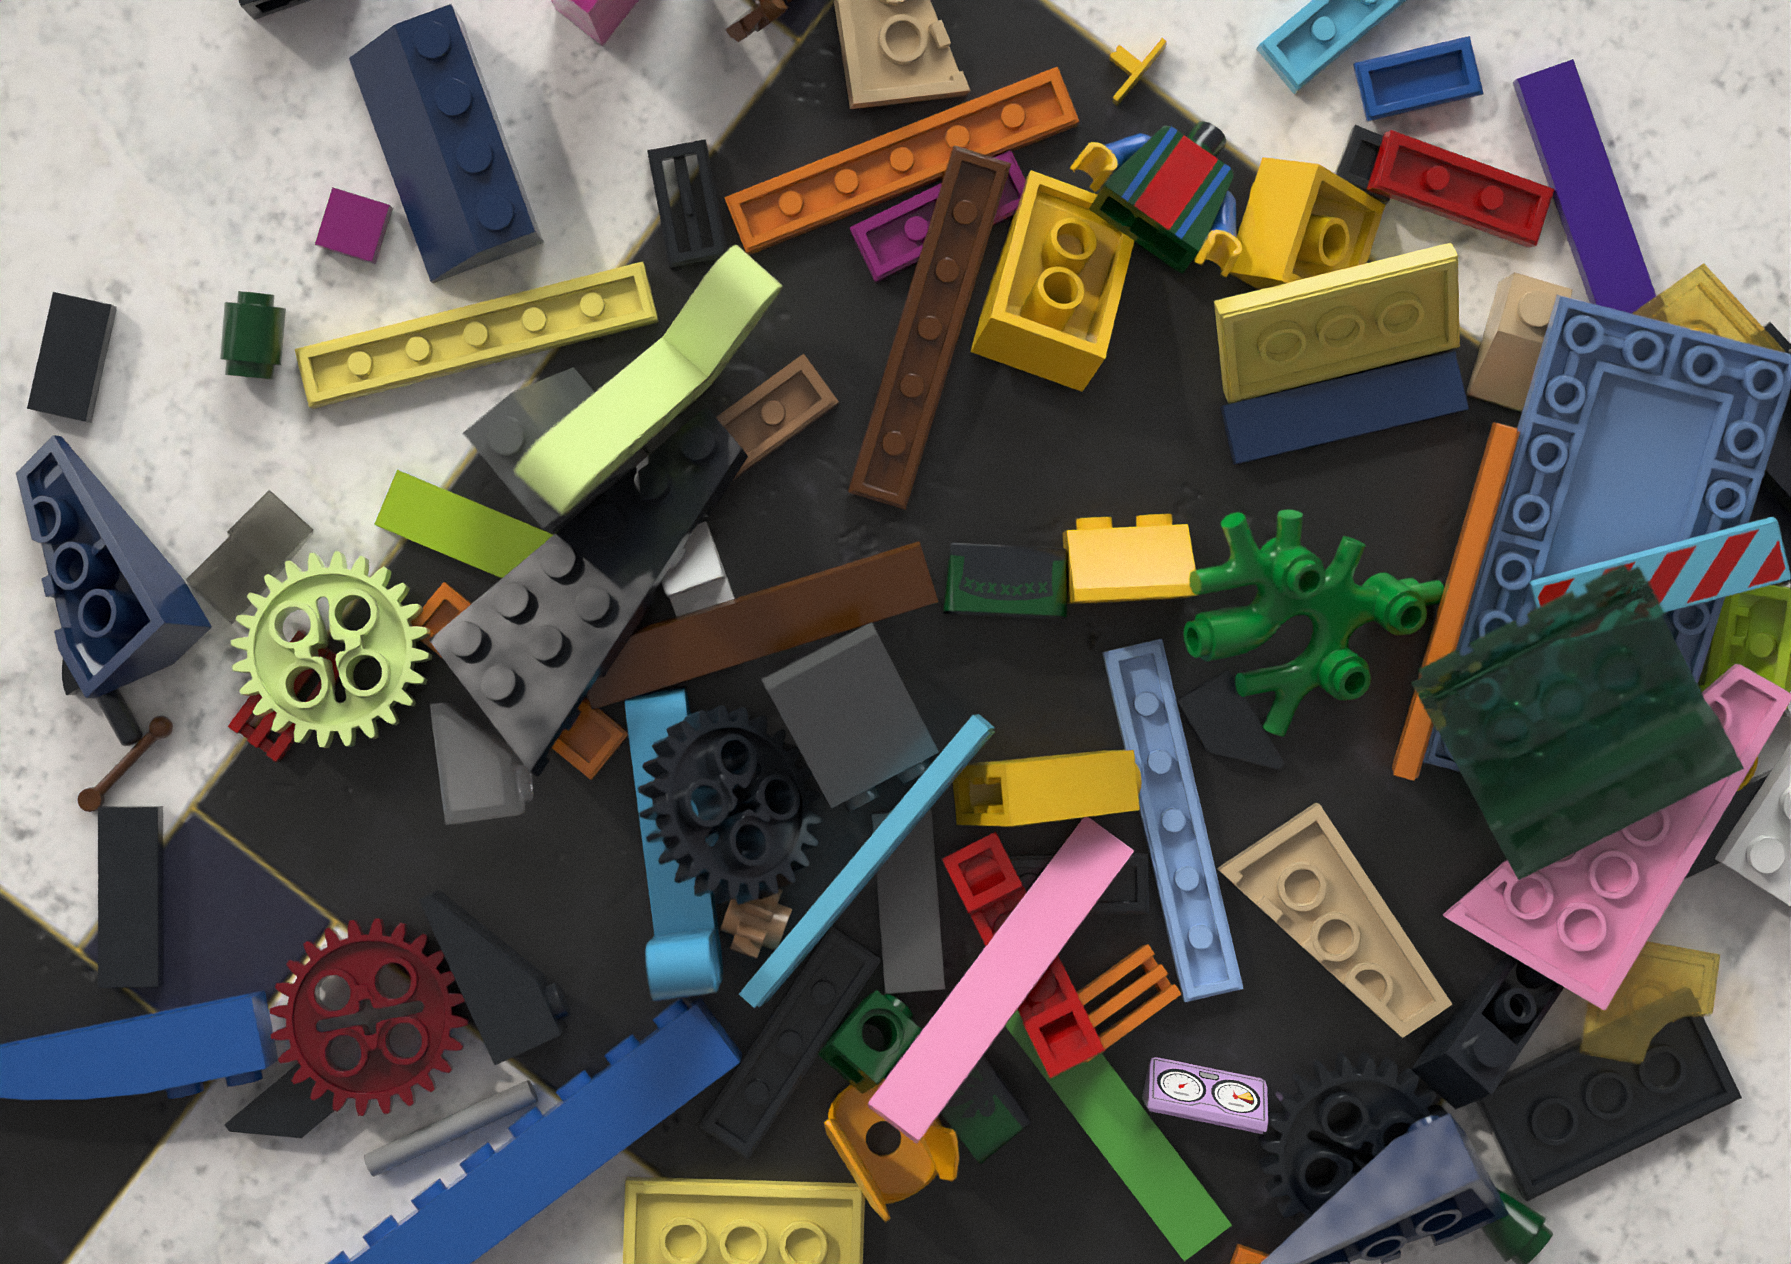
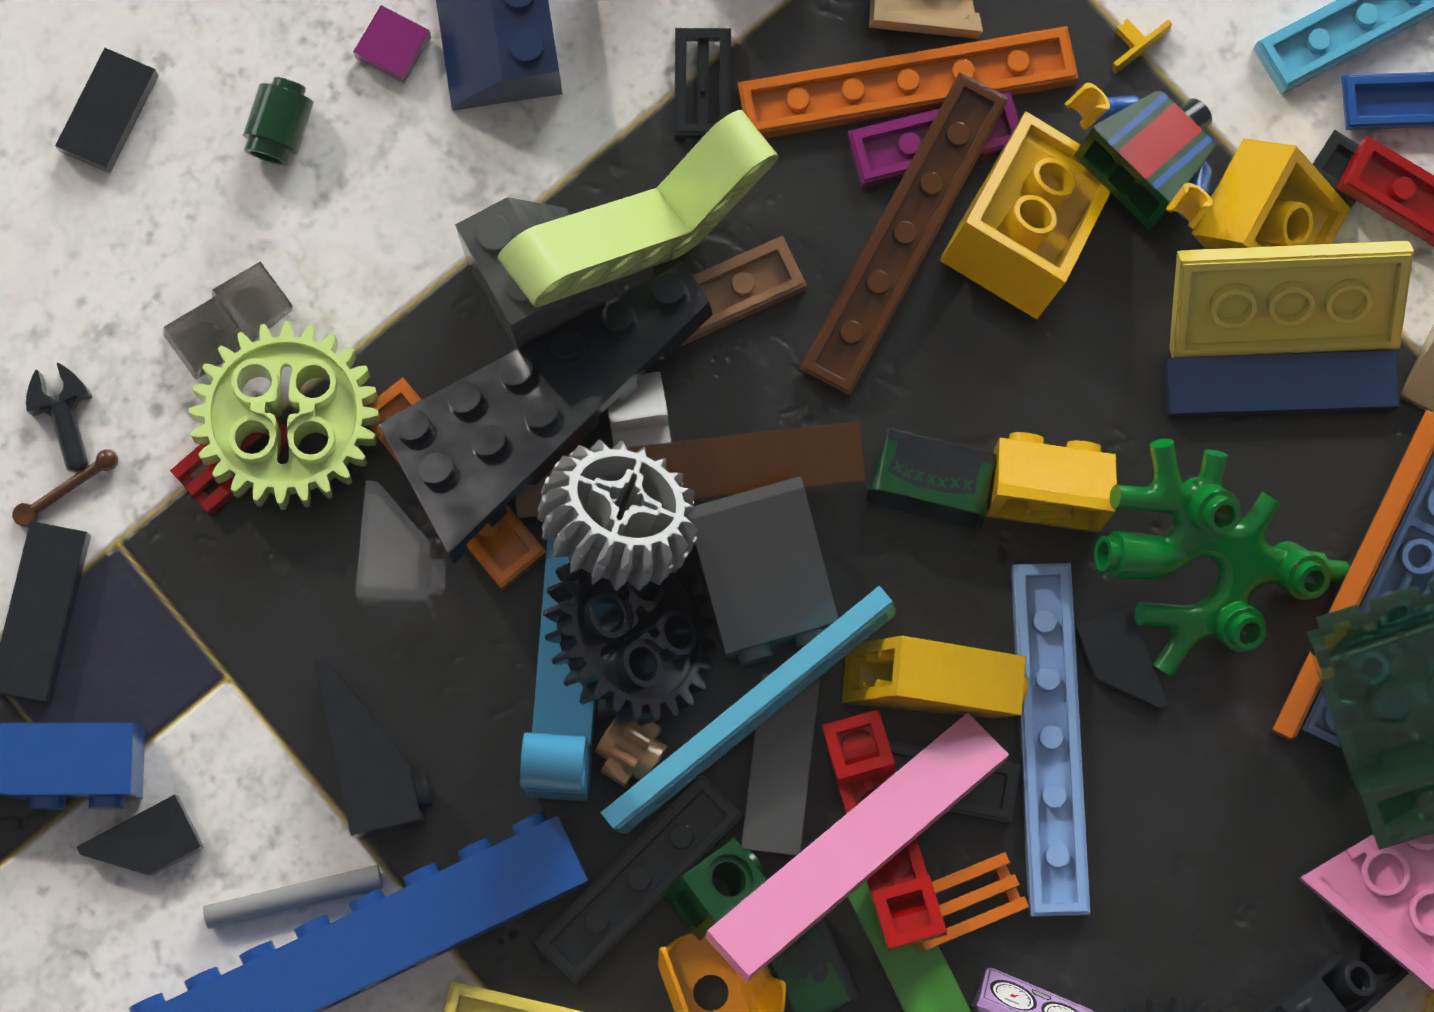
camera: 10 degrees right, 10 degrees down
(112, 588) = (92, 319): dark blue wedge -> none
(380, 1069) = (237, 822): dark red gear -> none
(457, 526) = (425, 328): lime tile -> none
(476, 335) = (482, 162): light yellow tile -> none
(659, 707) = (582, 510): none -> light grey gear
(1332, 909) = (1191, 856): tan wing -> none

